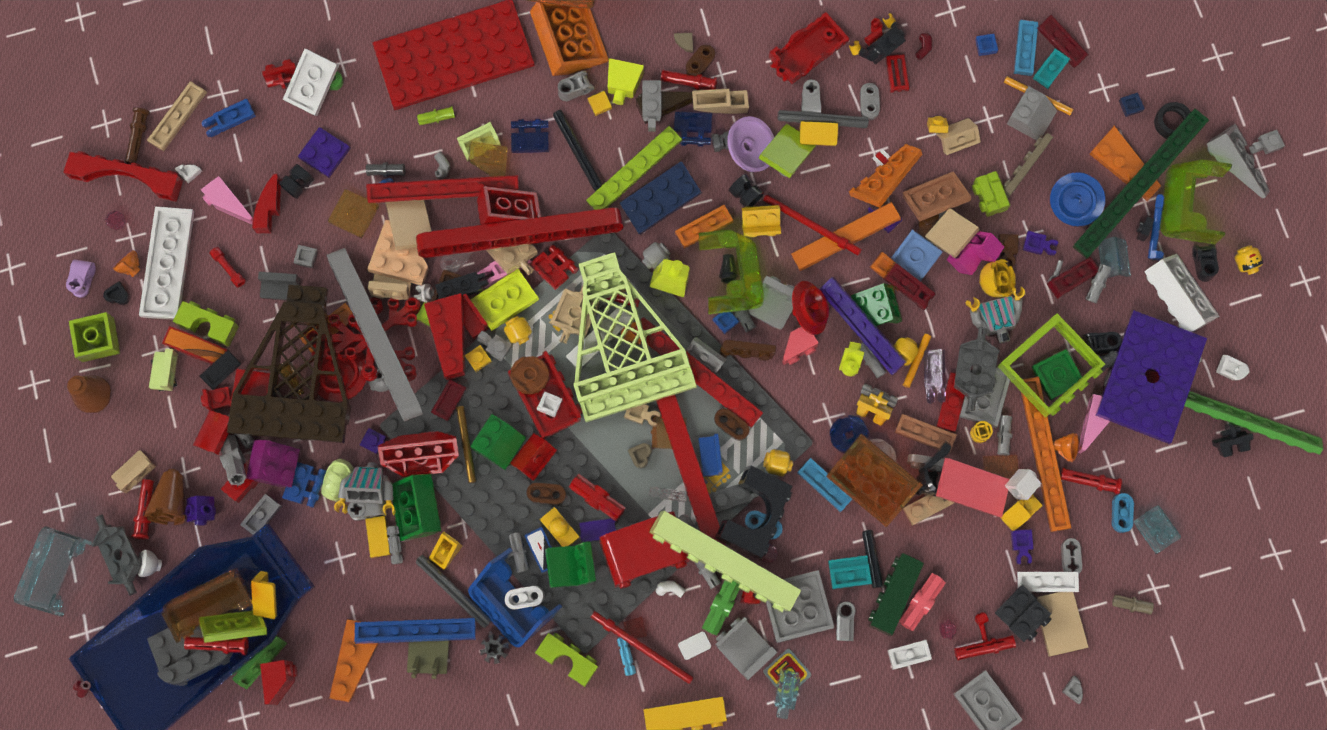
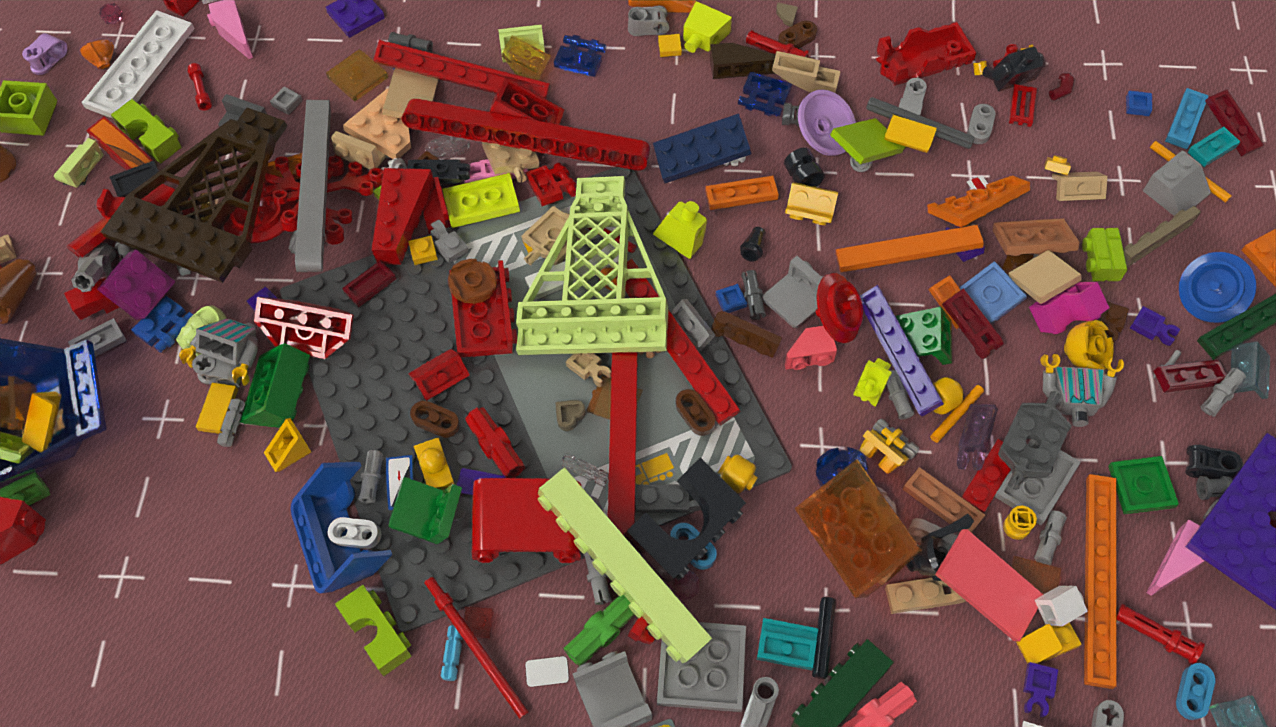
camera: 20 degrees right, 15 degrees down
(116, 294) = (73, 80): black tile -> none
(200, 510) = (33, 311): dark purple brick -> none
(267, 206) = (270, 41): red slope -> none
(294, 187) = (304, 29): black wheel -> none
(351, 664) = (121, 533): orange wing -> none
(415, 630) = (202, 527): blue plate -> none
(428, 658) = (206, 564): olive plate -> none
(435, 116) = (488, 10): lime axle -> none
(444, 166) = (475, 54): light grey arm -> none
(453, 591) = (274, 500): dark grey axle -> none
(466, 444) = (366, 337): pearl gold bar -> none
(488, 648) = (288, 584): dark grey piece -> none
(498, 442) = (403, 342): green slope -> none
(517, 330) = (480, 233): yellow head -> none
(549, 404) = (481, 319): white tile -> none
(577, 150) = (627, 82): black axle -> none
(634, 169) = (686, 113): lime plate -> none
(651, 103) = (726, 51): light grey hinge -> none
(655, 254) = (669, 200): light grey head -> none
(669, 586) = (543, 582): white arm -> none
(710, 456) = (655, 441): blue panel -> none
(741, 293) = (758, 265): clear neon green windscreen -> none
(816, 477) = (792, 528): dark azure plate -> none
(842, 242) = (902, 249): red bar -> none
(1067, 446) = (1136, 577): orange piece -> none
(1076, 342) = (1173, 441): lime window -> none

